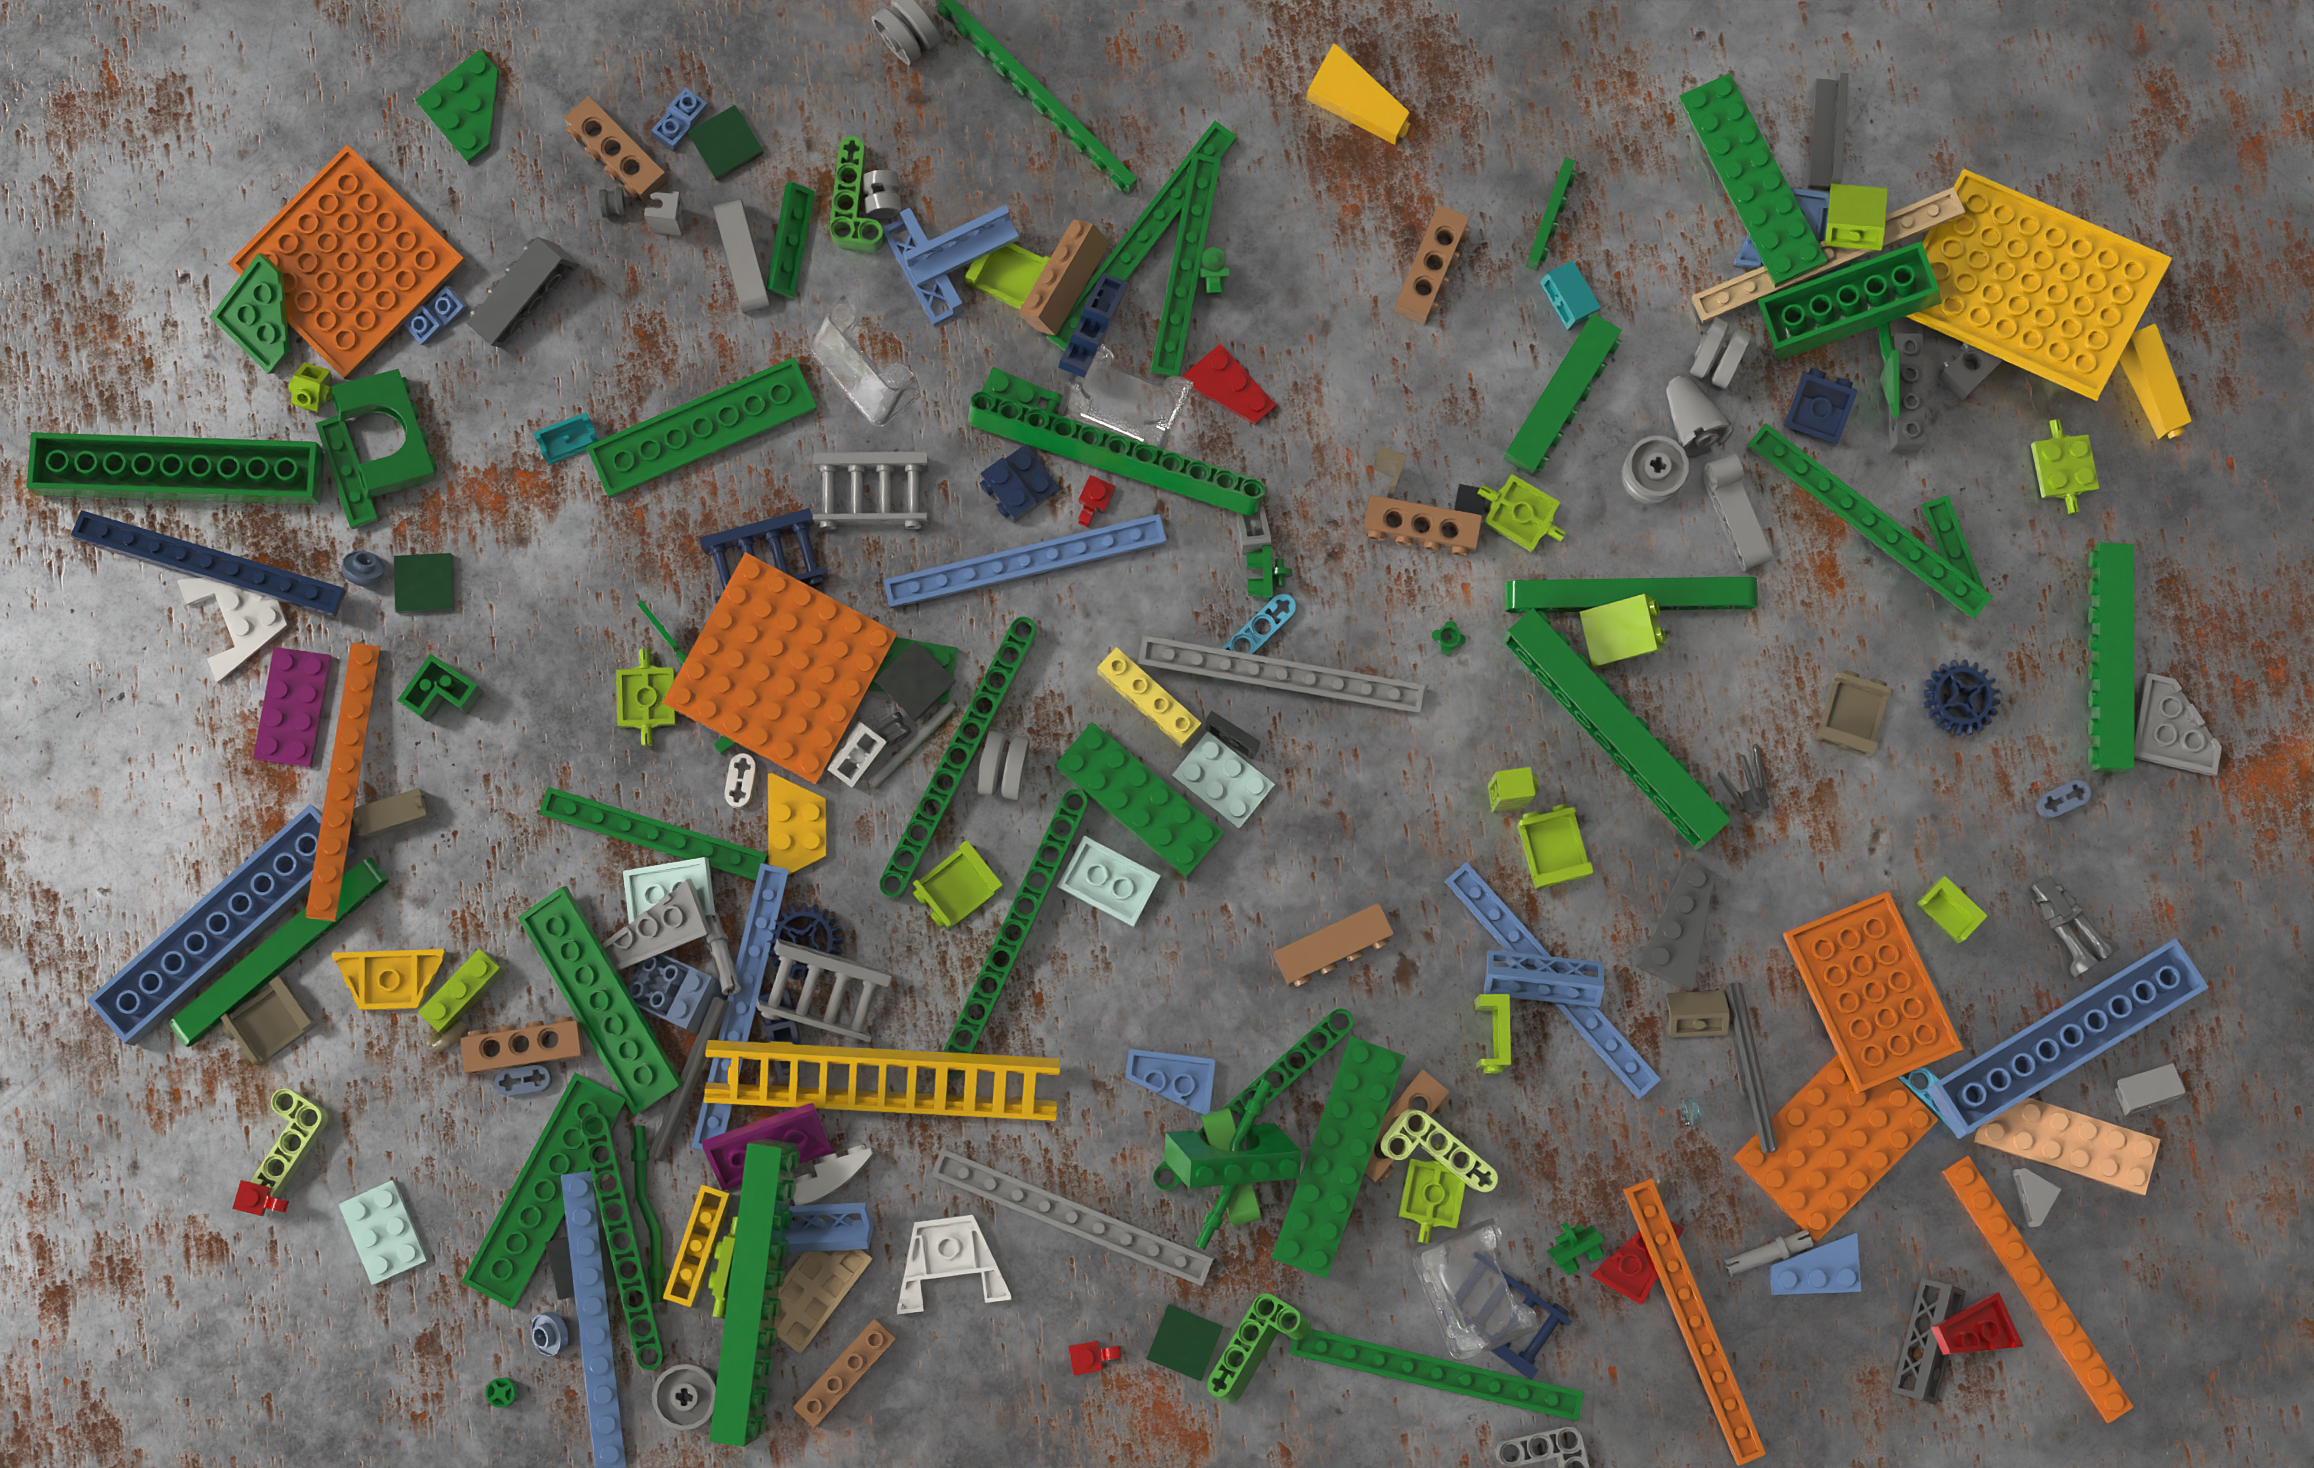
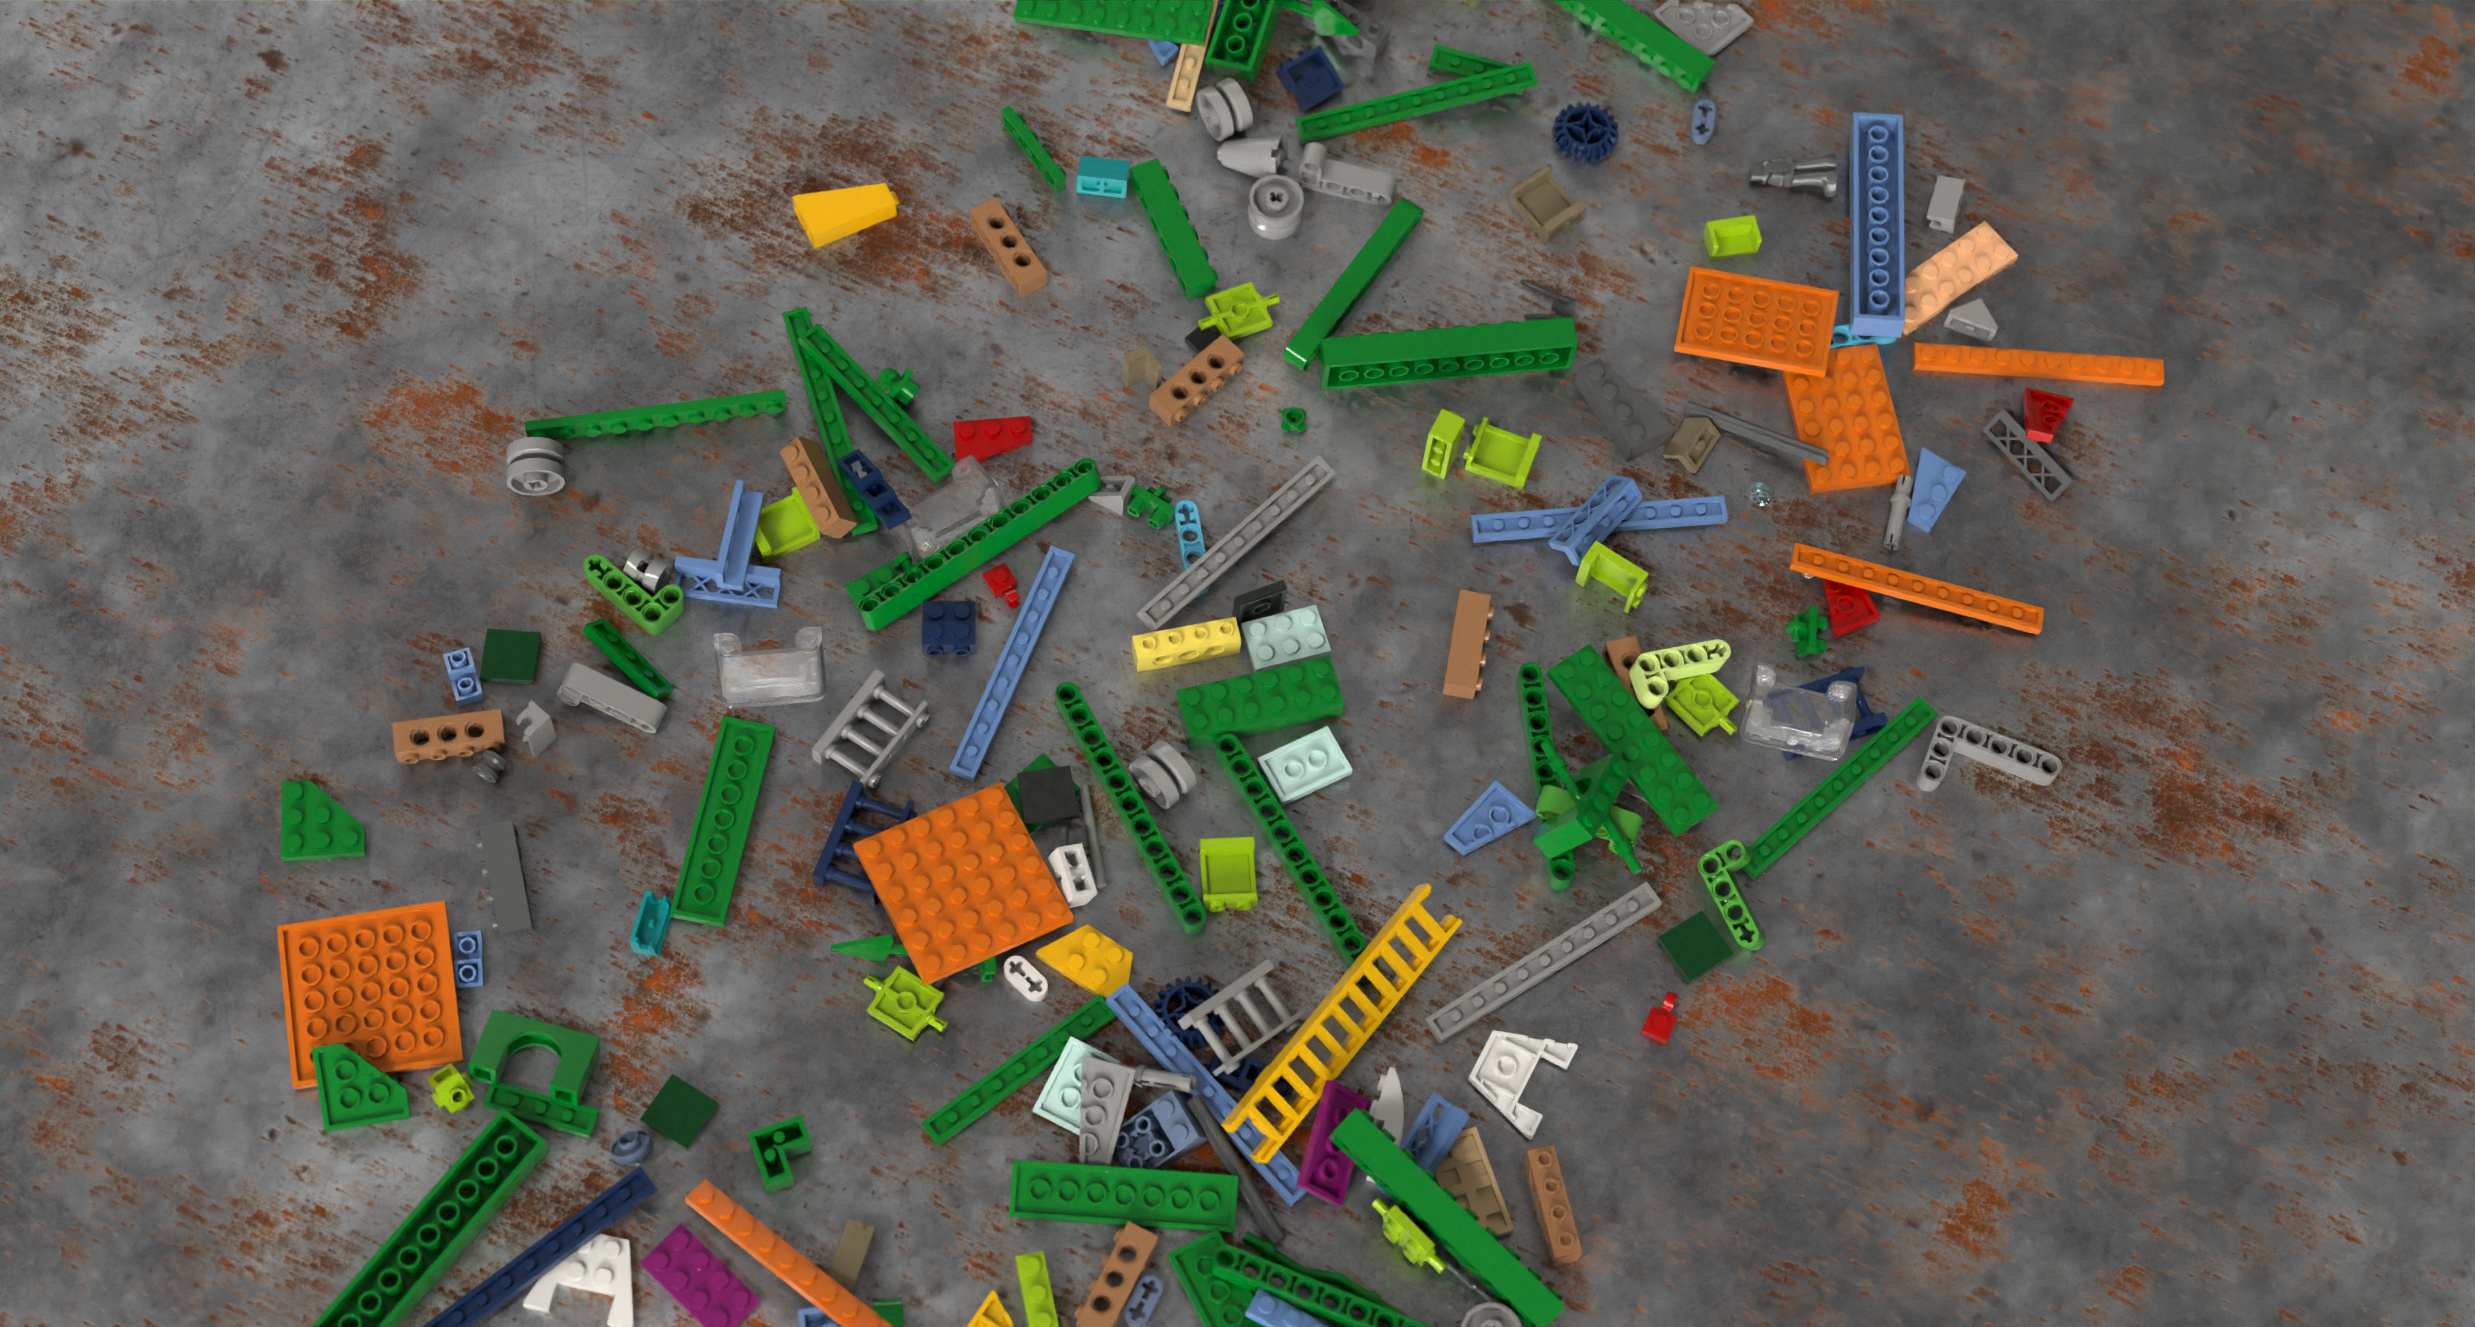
camera: 60 degrees left, 15 degrees down
(697, 1246) = (1375, 1249): yellow brick -> none
(1622, 630) = (1378, 300): lime panel -> none

